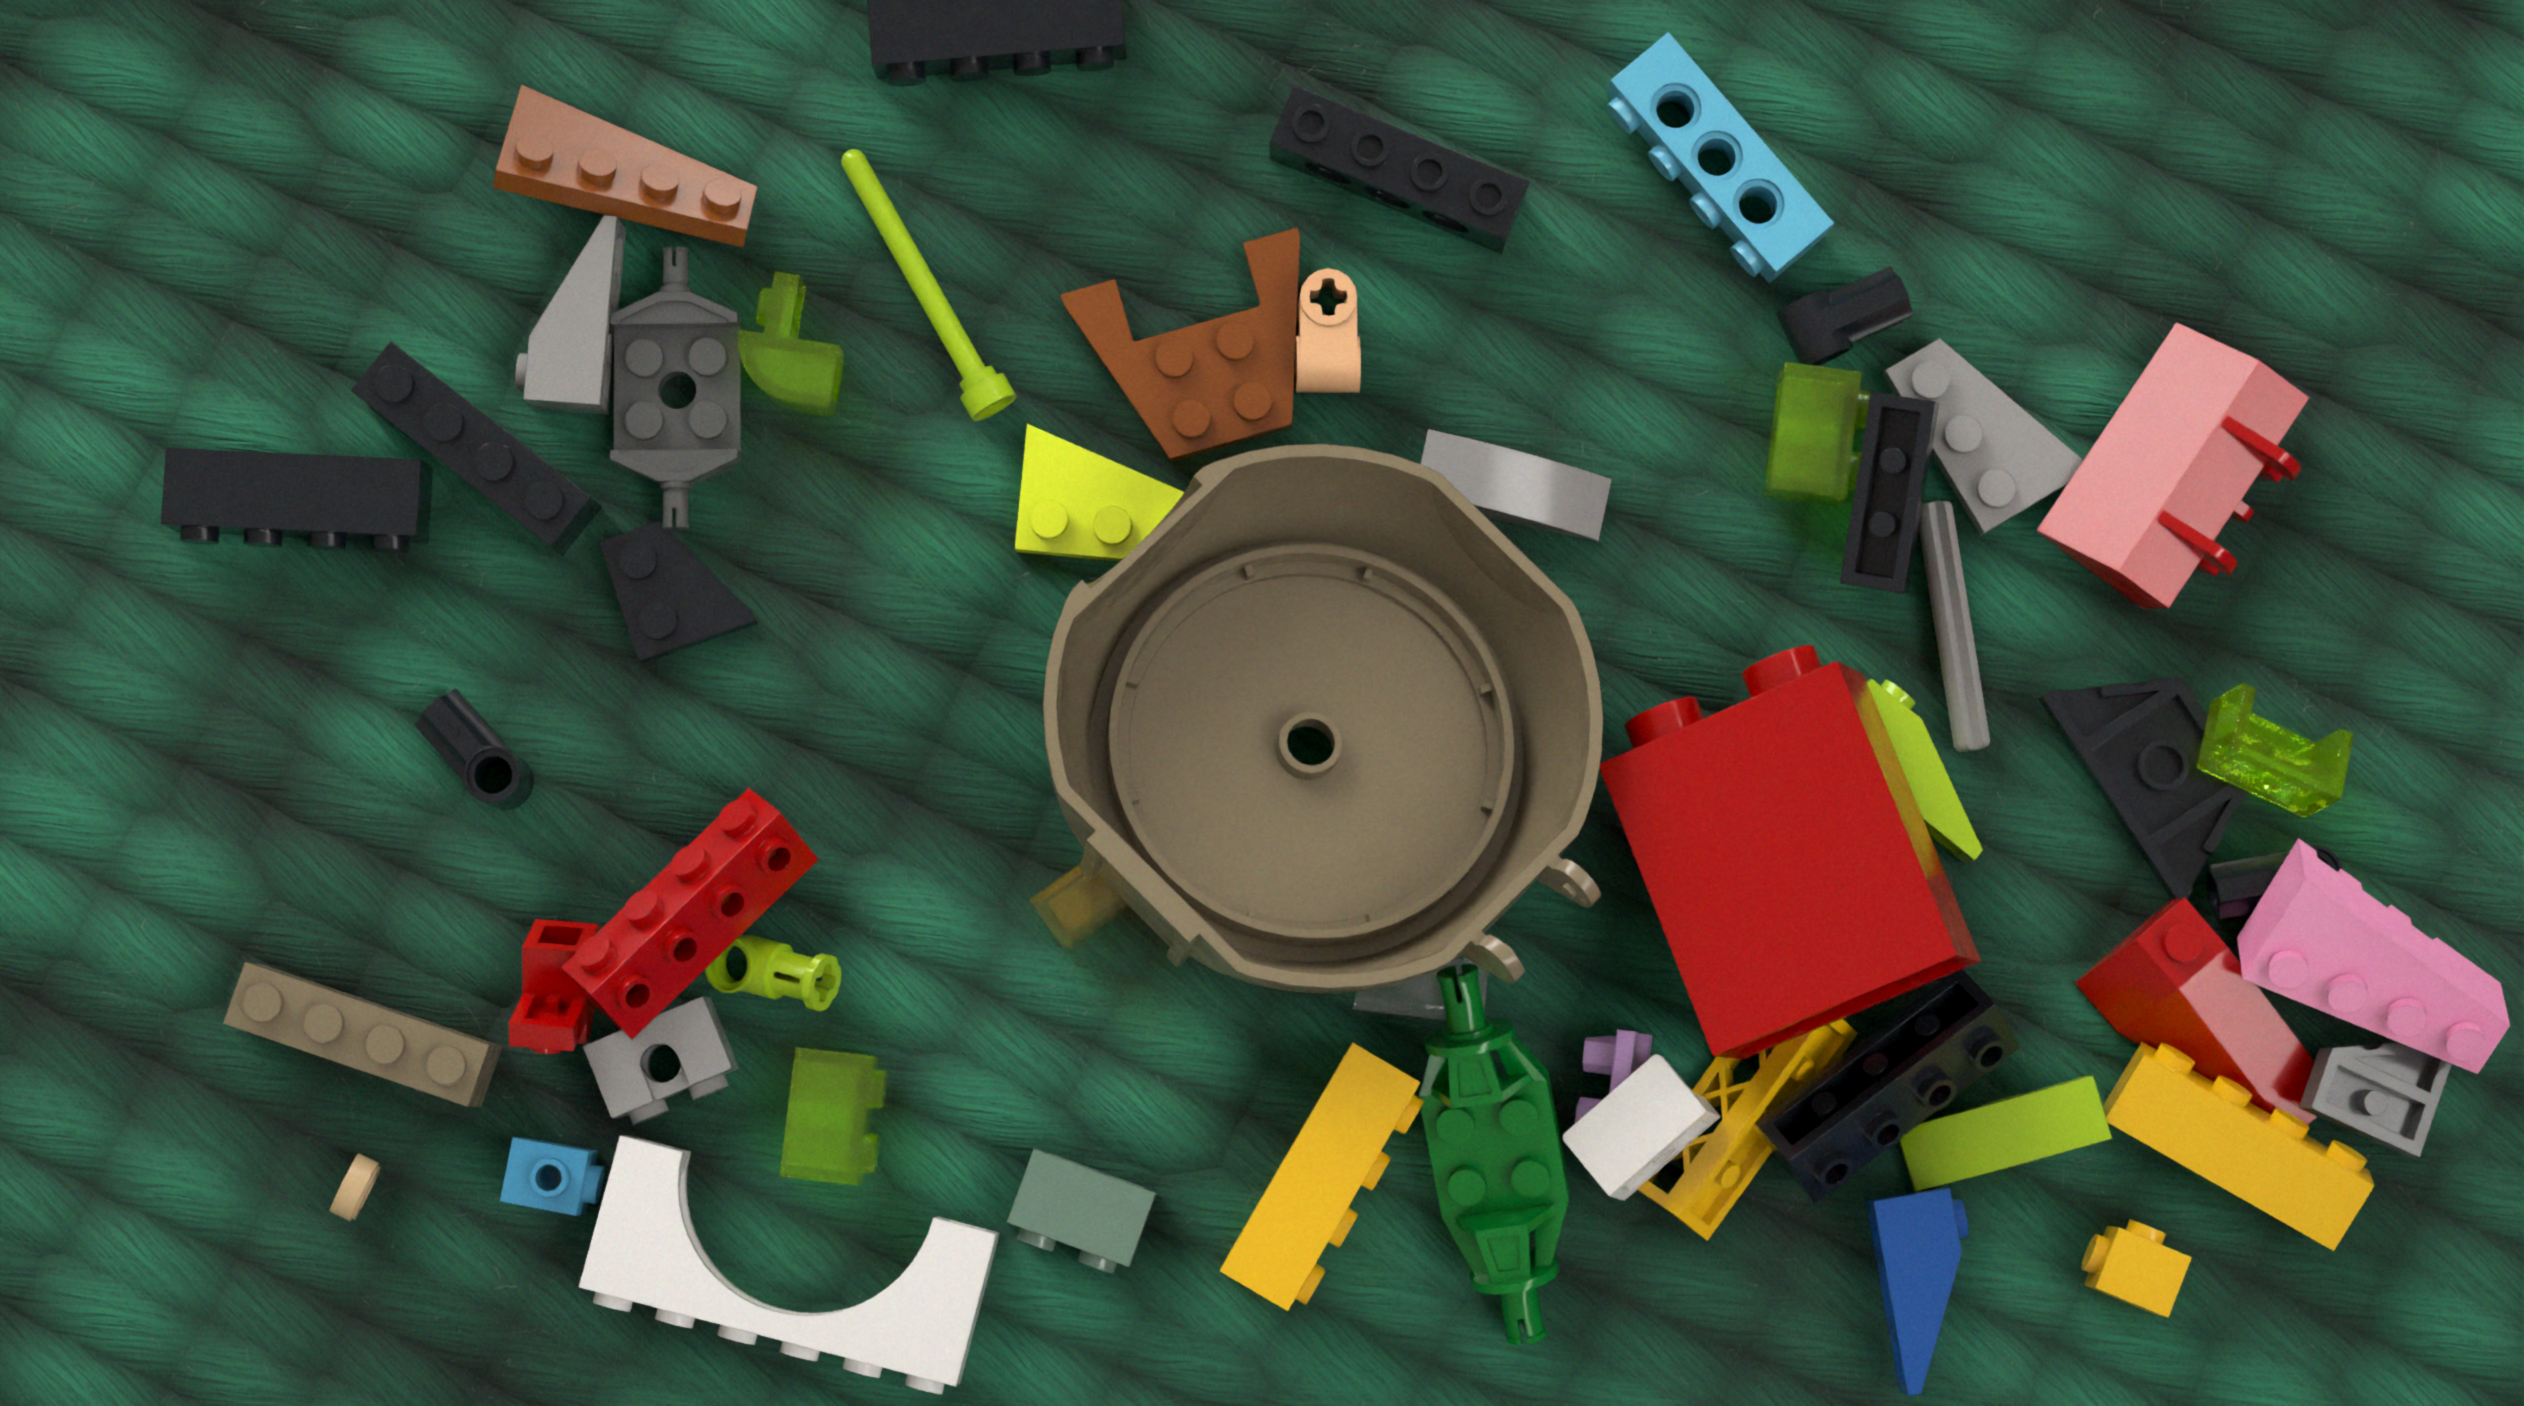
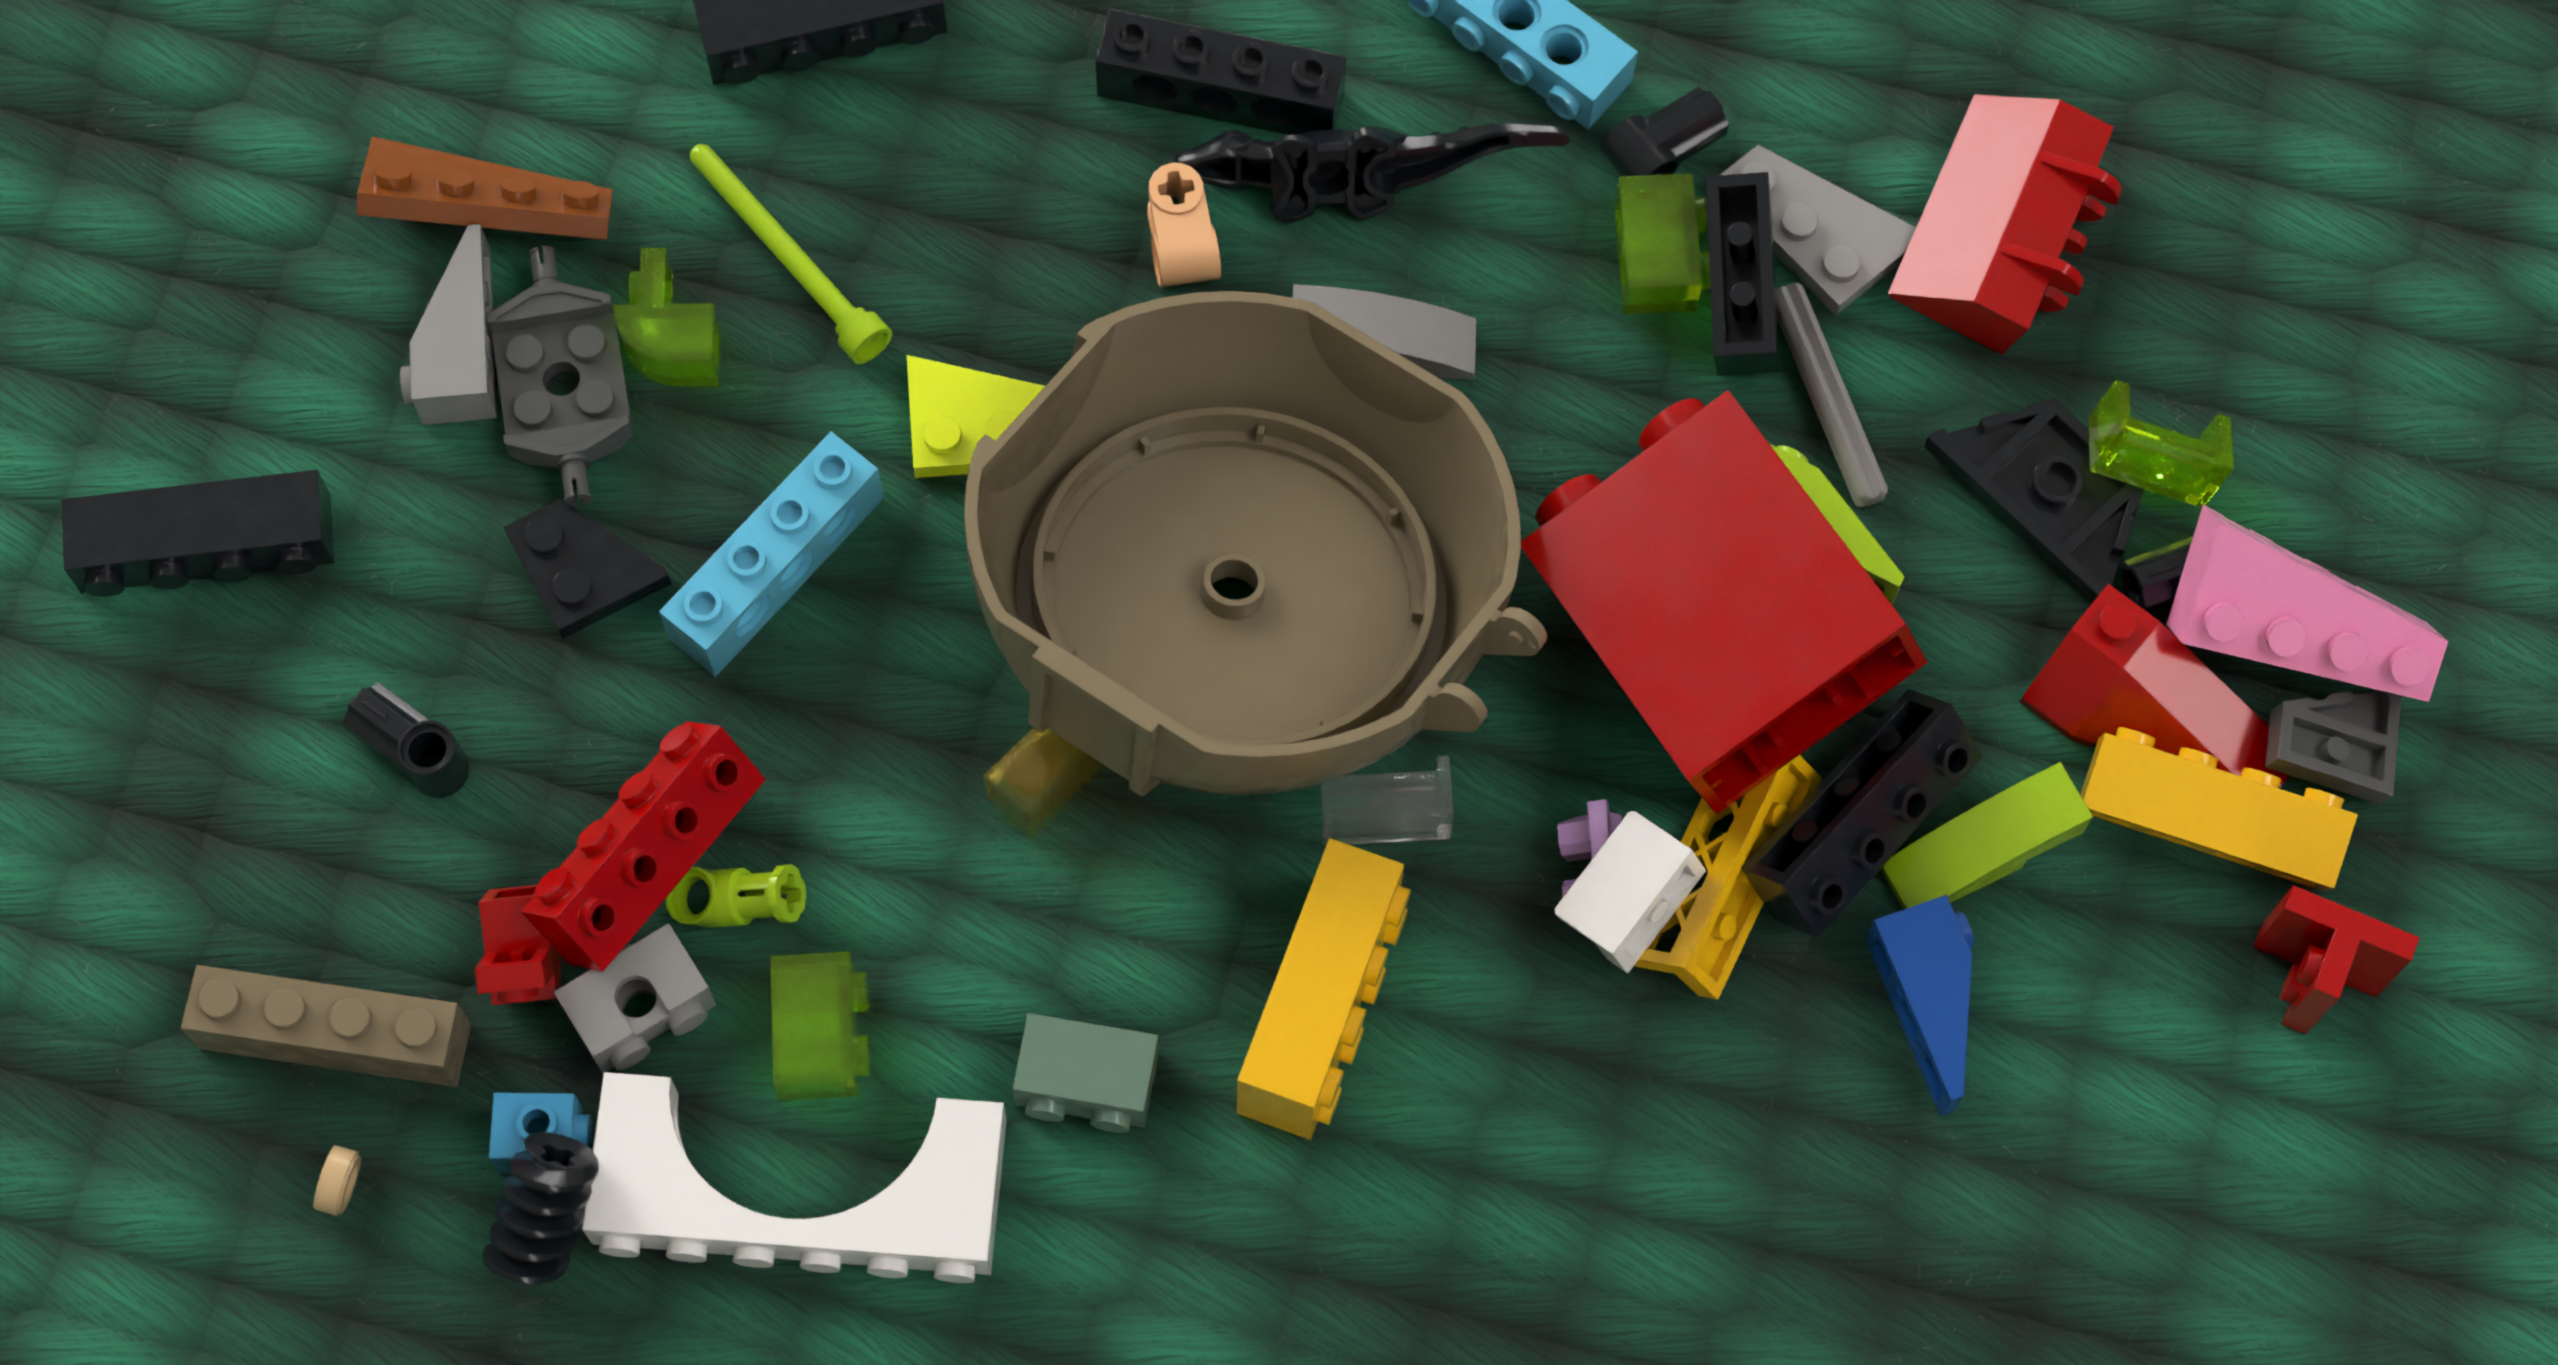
camera: 15 degrees left, 15 degrees down
(476, 448) = (371, 458): black brick -> none
(542, 1263) = (541, 1209): none -> black piece
(860, 620) = (772, 554): none -> medium azure brick
(1213, 378) = (1067, 283): dark orange wing -> none
(1494, 1153) = (1489, 936): green plate -> none
(1512, 291) = (1351, 165): none -> black animal
(2135, 1267) = (2145, 949): yellow brick -> none
(2314, 1315) = (2329, 950): none -> red bracket

